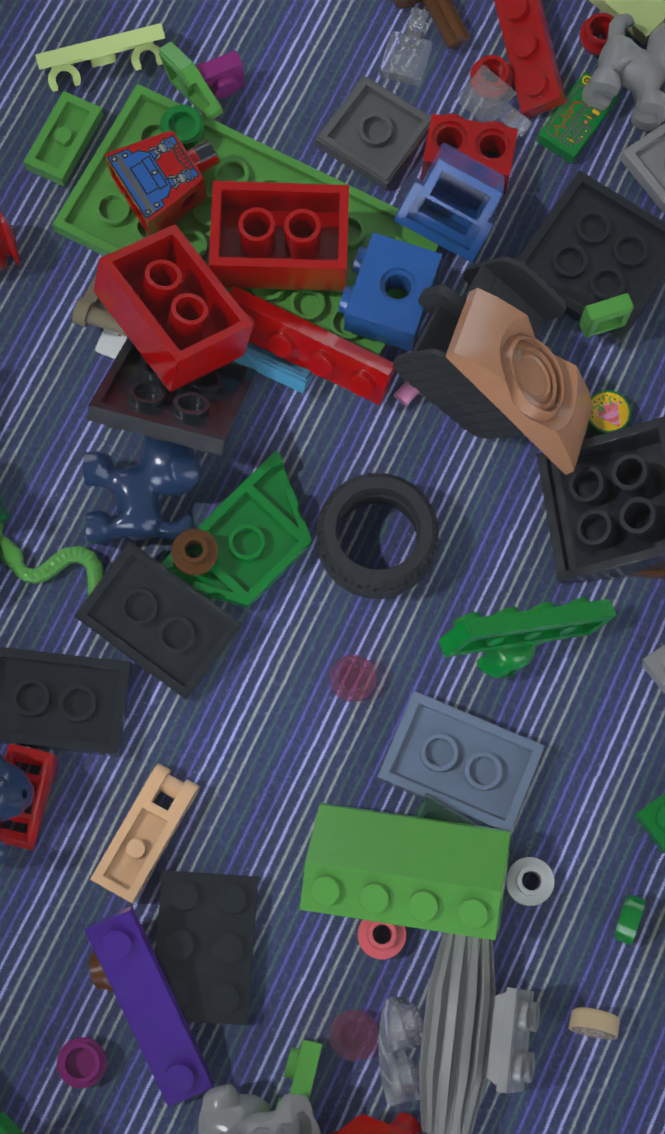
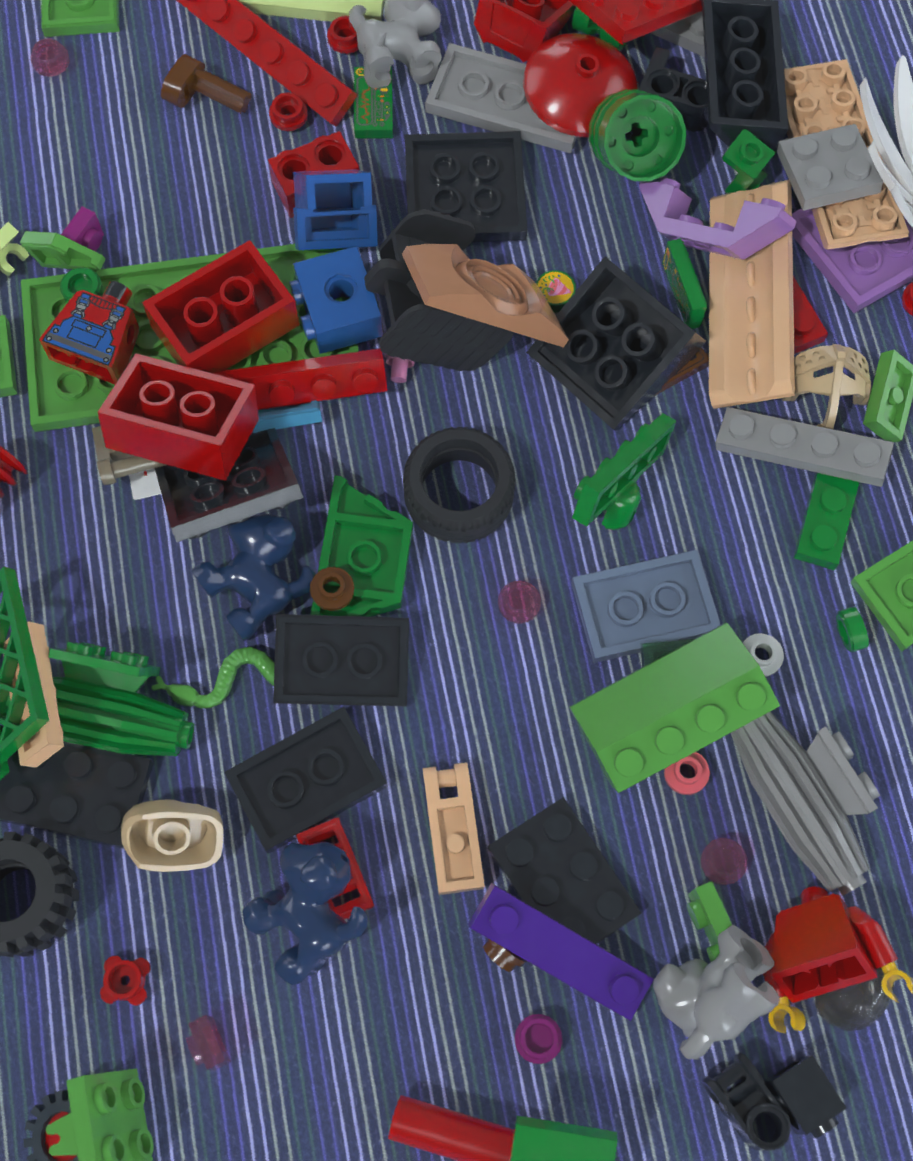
camera: 35 degrees left, 5 degrees down
(374, 132) = (230, 205): dark grey tile -> none
(399, 1033) = (758, 833): clear slope -> none
(408, 53) = (213, 132): clear plate -> none
(489, 98) = (300, 124): clear plate -> none
(594, 1023) = (886, 721): tan tile -> none
(606, 315) = (505, 217): bright green tile -> none

